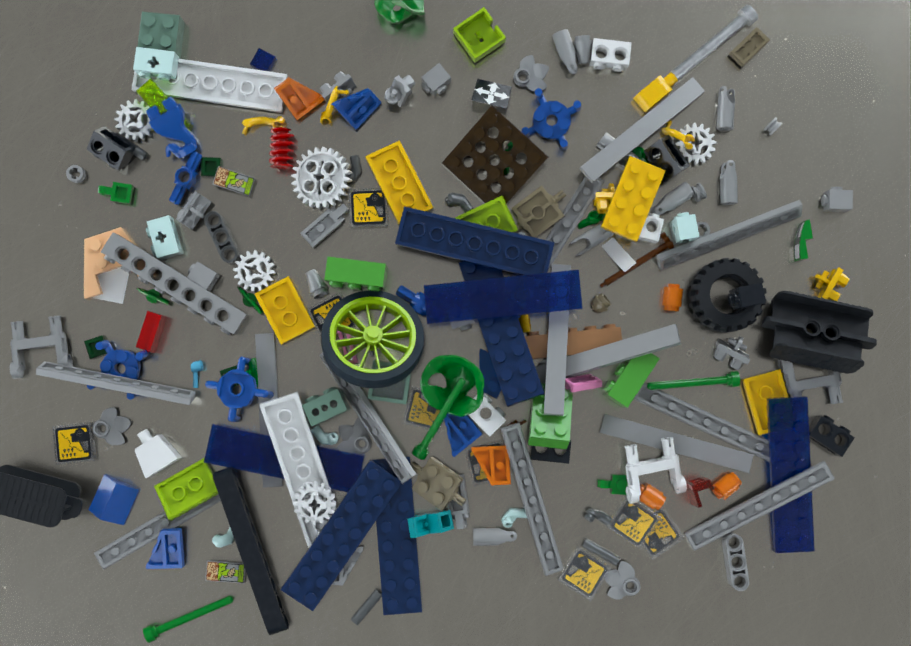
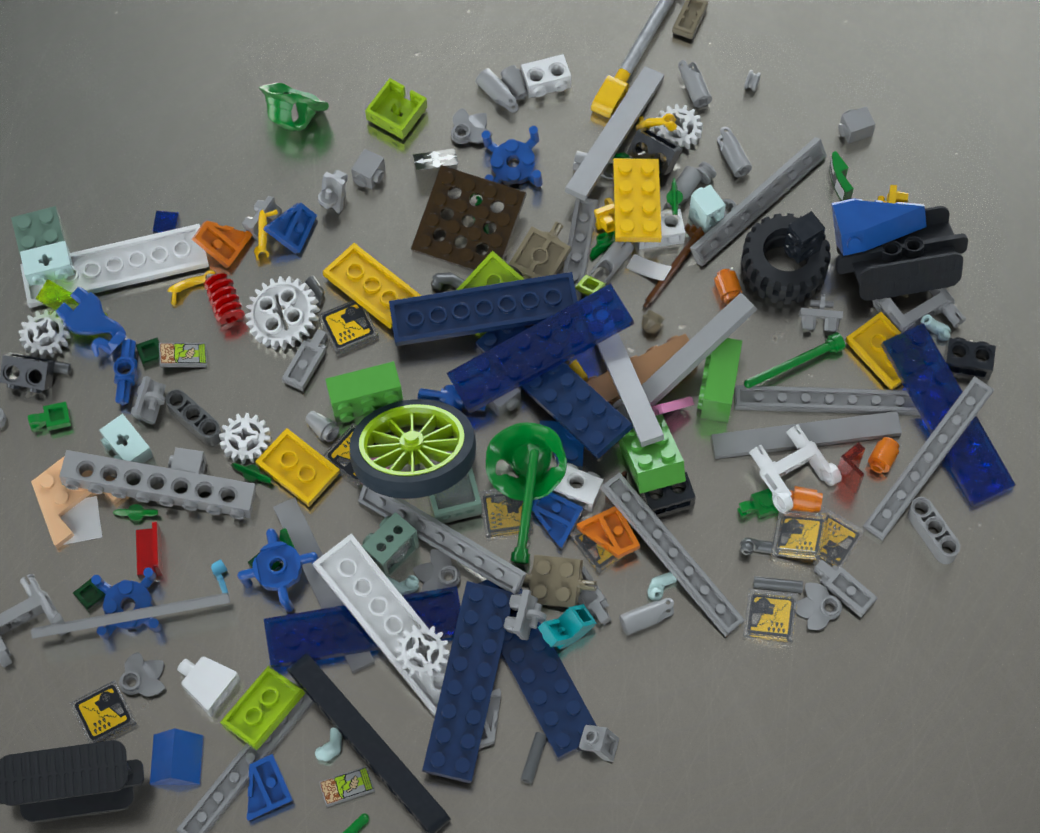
camera: 25 degrees left, 20 degrees down
(404, 505) = (527, 617): none -> light grey hips
(416, 619) = (600, 741): none -> light grey bracket
(565, 254) = (589, 285): none -> lime slope
(649, 577) = (845, 587): none -> light grey hinge
(663, 208) = (674, 197): none -> green piece
(800, 302) = (869, 224): none -> blue wedge
(818, 399) = (936, 327): none -> light aqua arm

